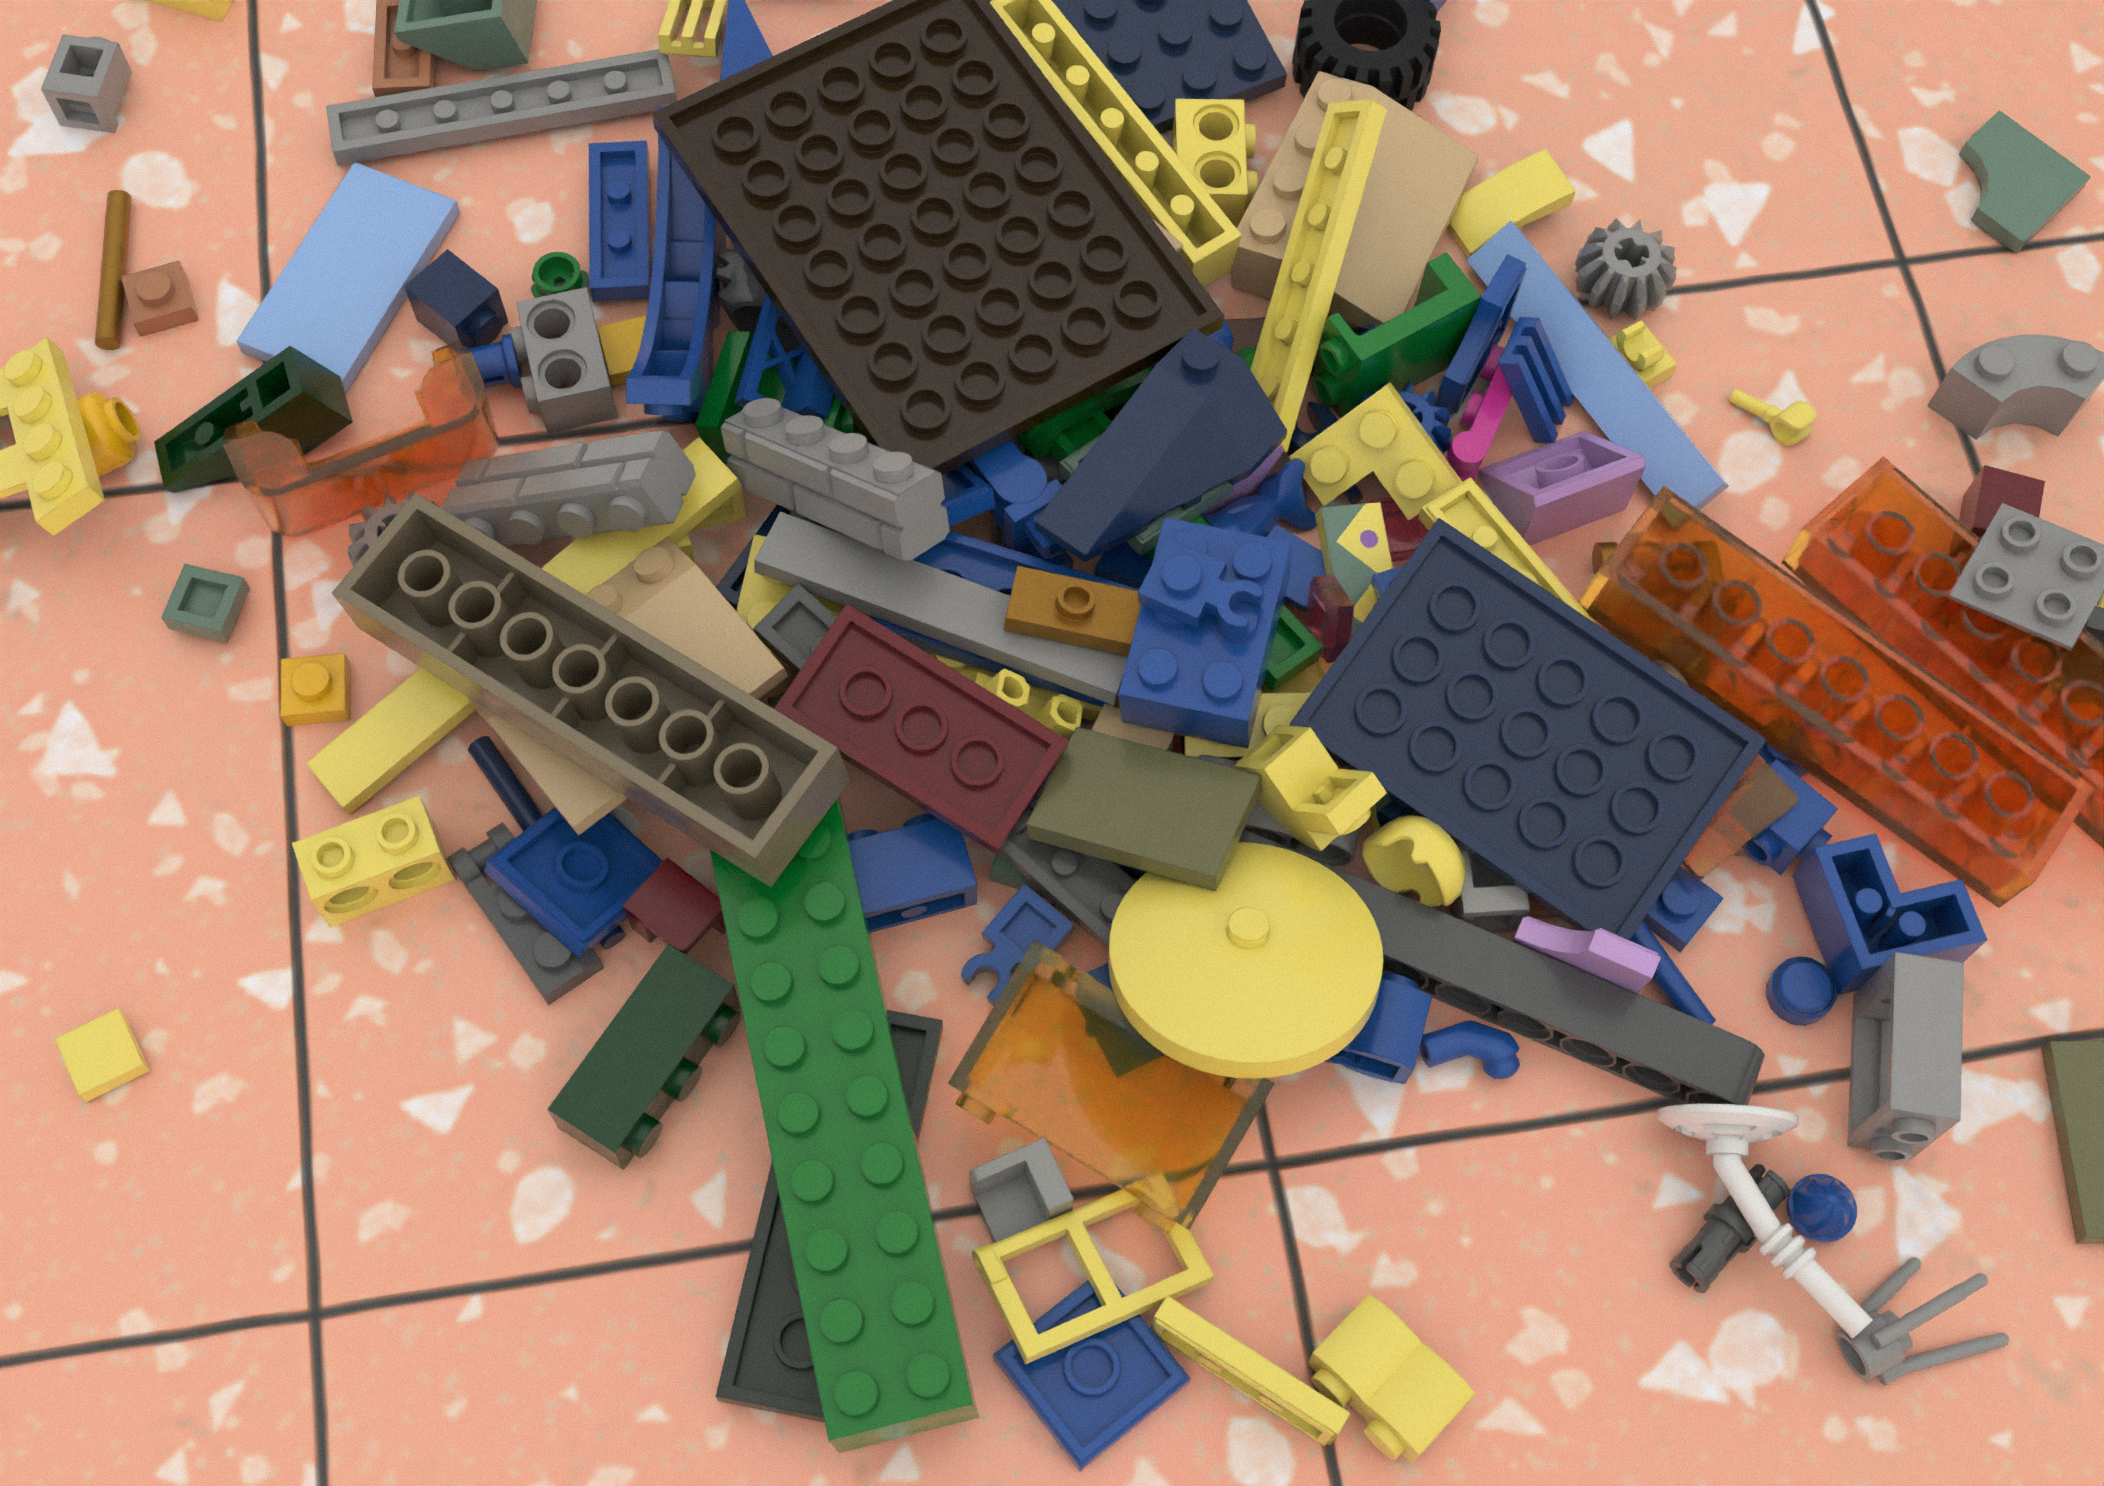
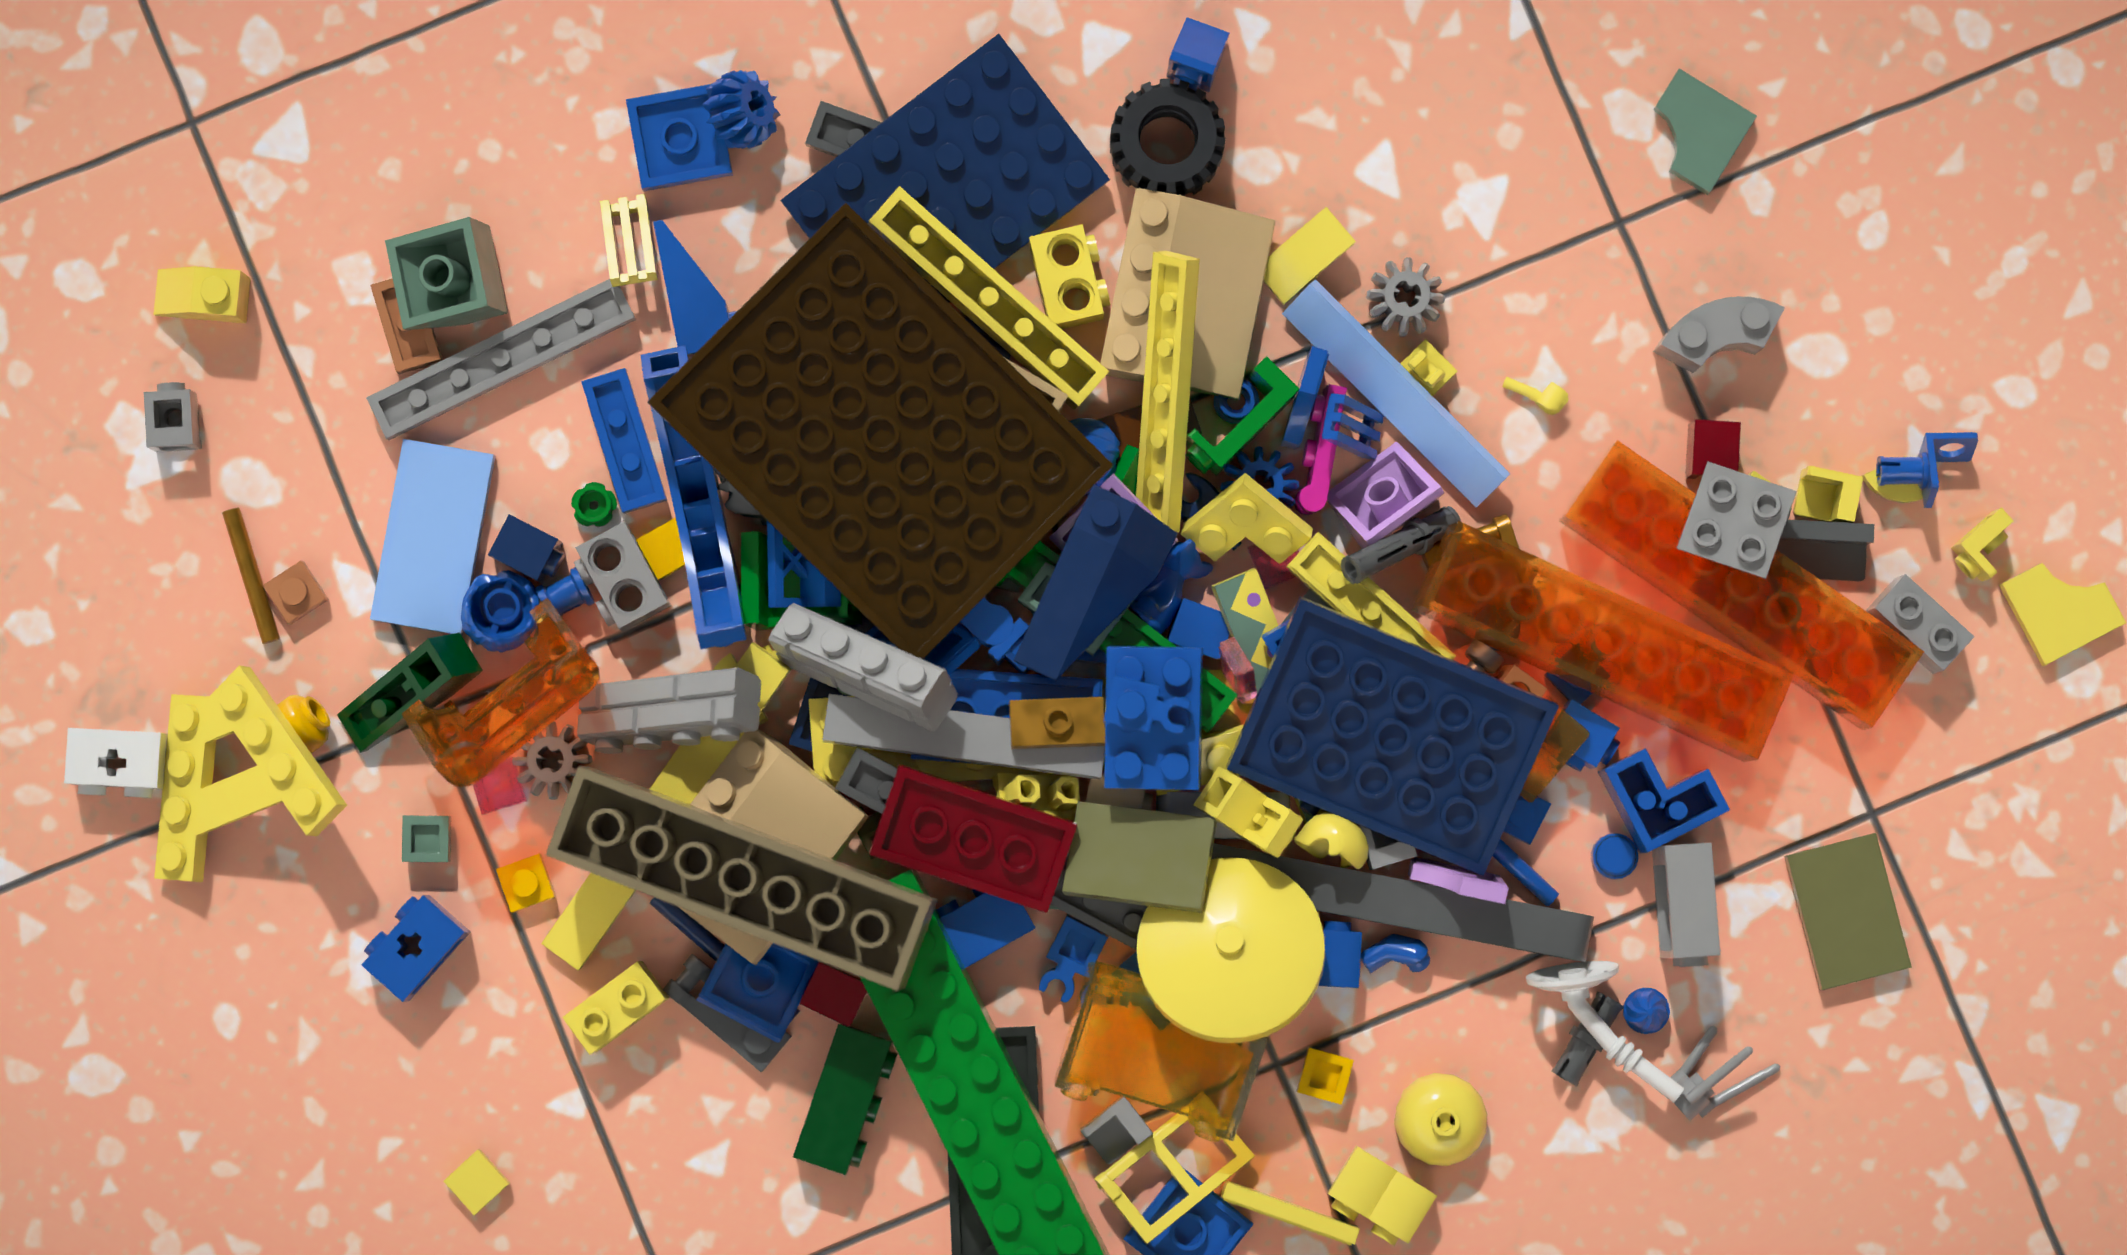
camera: 15 degrees left, 20 degrees up
(124, 756) = (408, 973): none -> blue brick
(317, 565) = (500, 789): none -> clear pink tile
(391, 359) = (498, 610): none -> blue hair
(1339, 1188) = (1325, 1075): none -> yellow plate
(1492, 1317) = (1434, 1098): none -> light yellow cylinder
(1593, 523) = (1414, 538): none -> dark grey pin

